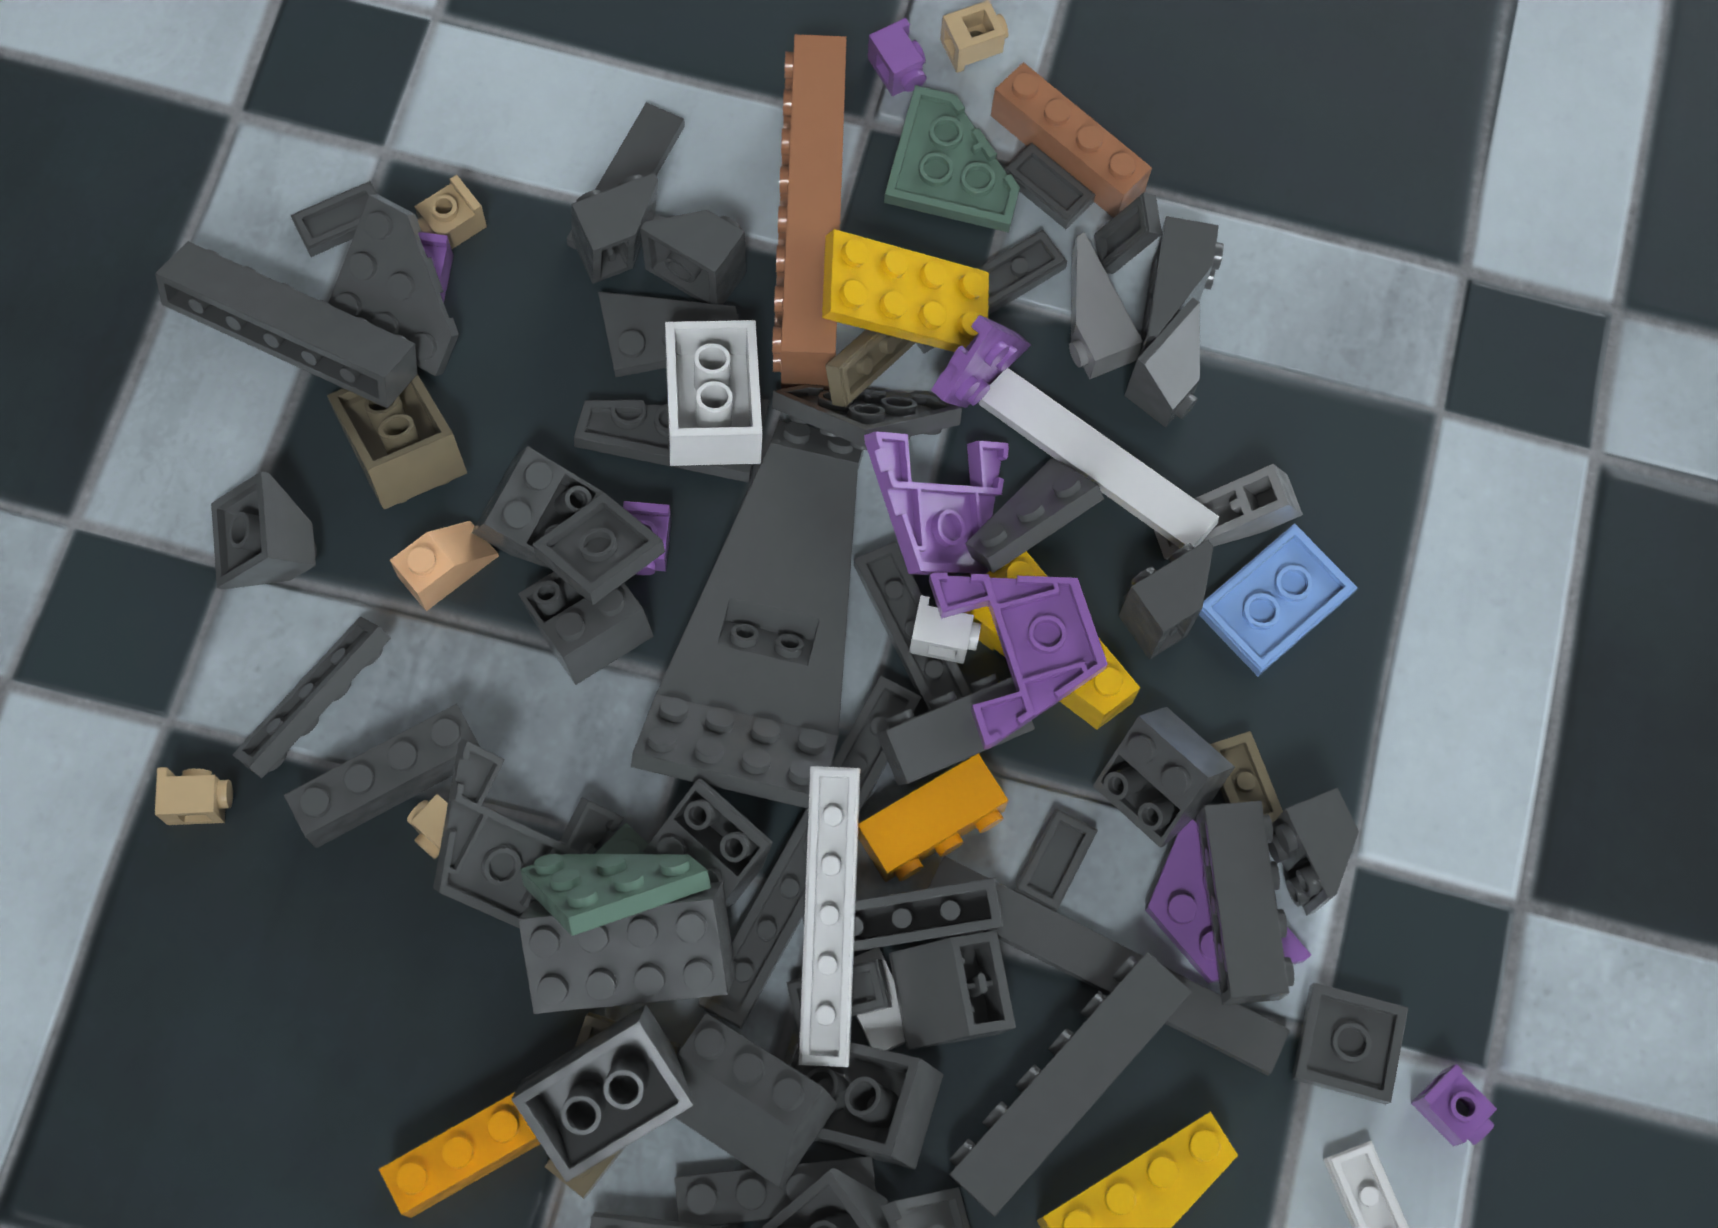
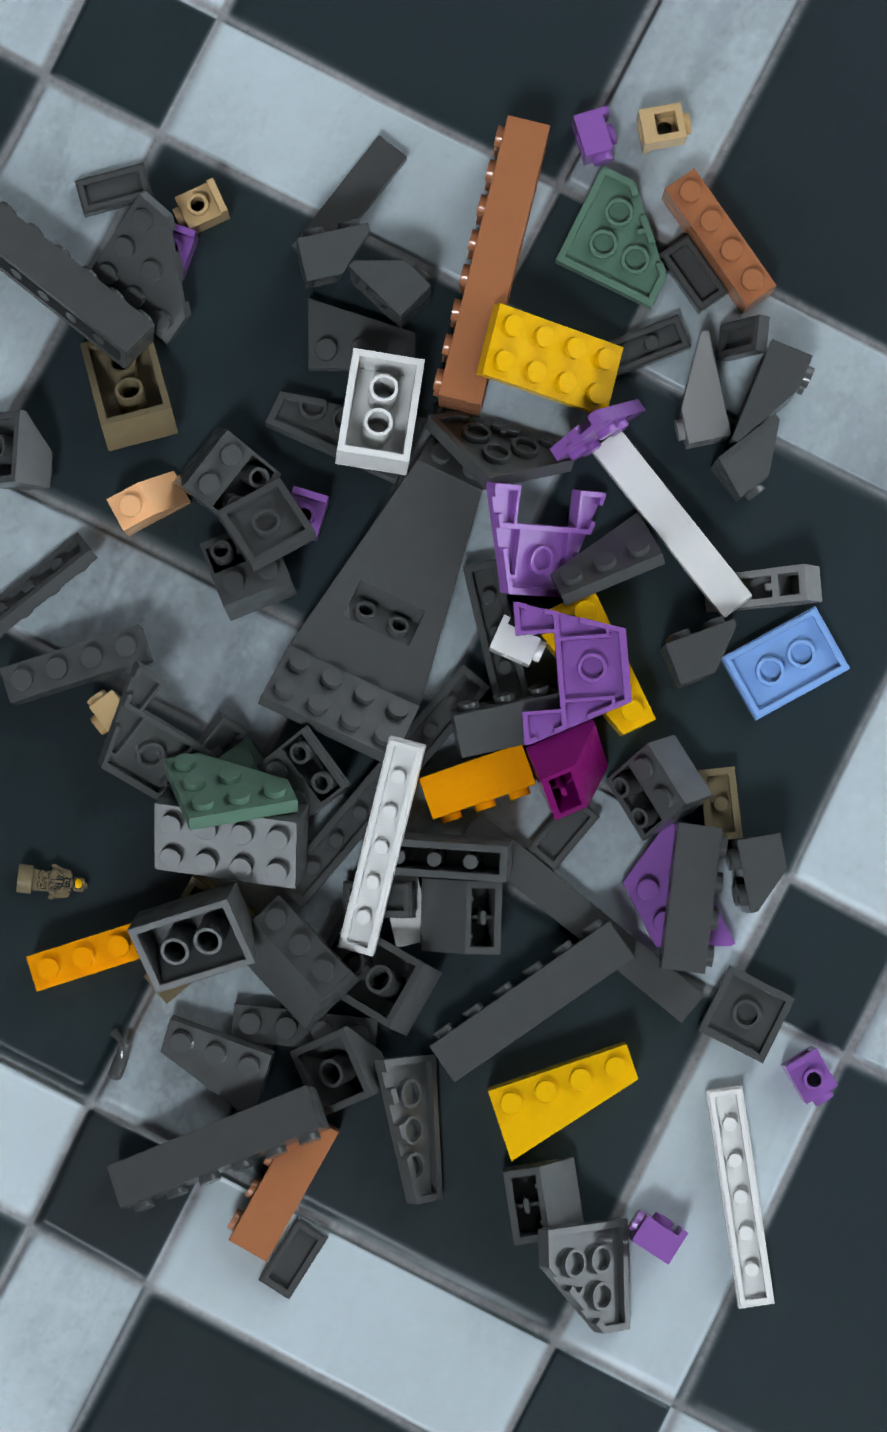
camera: 15 degrees right, 15 degrees up
(405, 1066) = (56, 882): none -> dark tan piece
(862, 364) = (500, 413): dark tan tile -> none
(1044, 772) = (569, 768): none -> magenta slope

